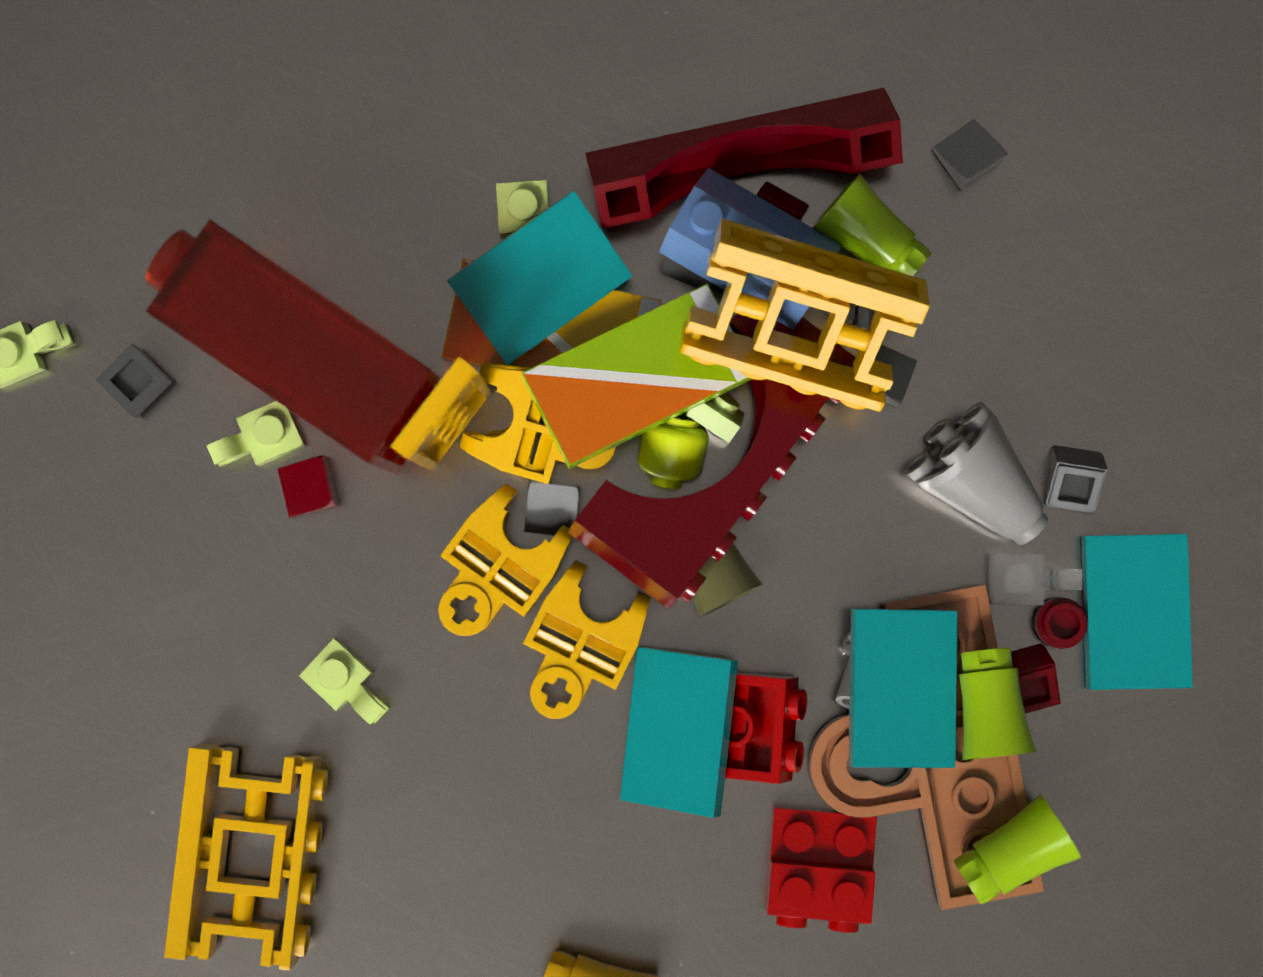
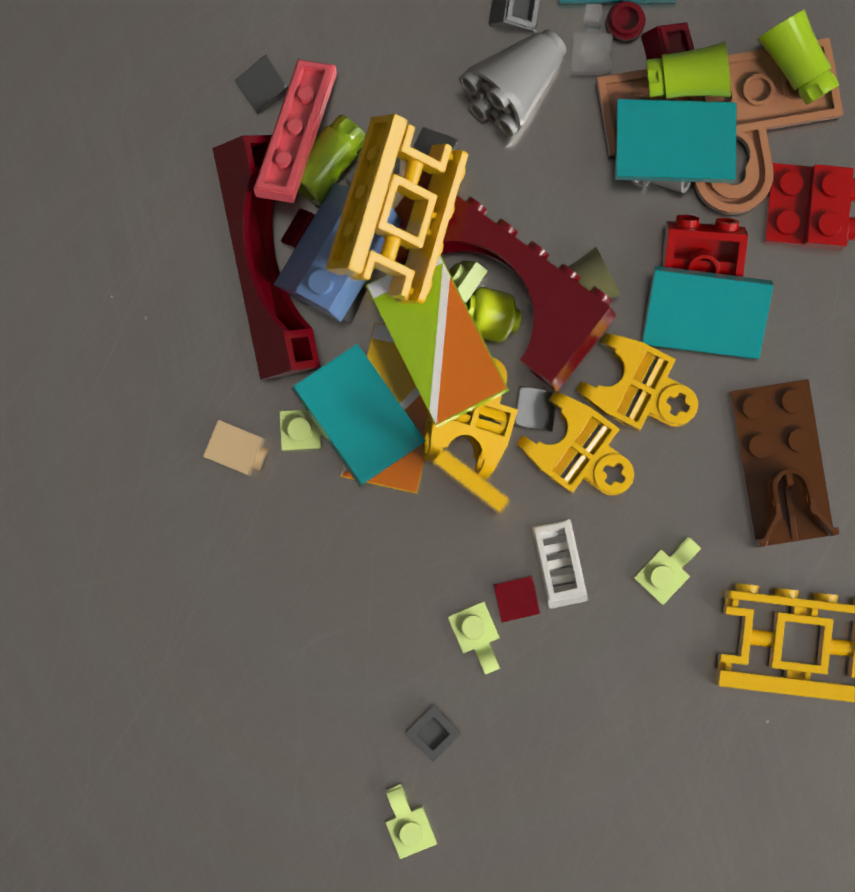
camera: 90 degrees left, 0 degrees up
(289, 341) = (416, 594): clear red brick -> none
(309, 548) = (564, 597): none -> white slope
(483, 830) = (781, 463): none -> reddish brown plate
(497, 123) = (236, 448): none -> tan brick
(907, 191) = (295, 131): none -> coral tile

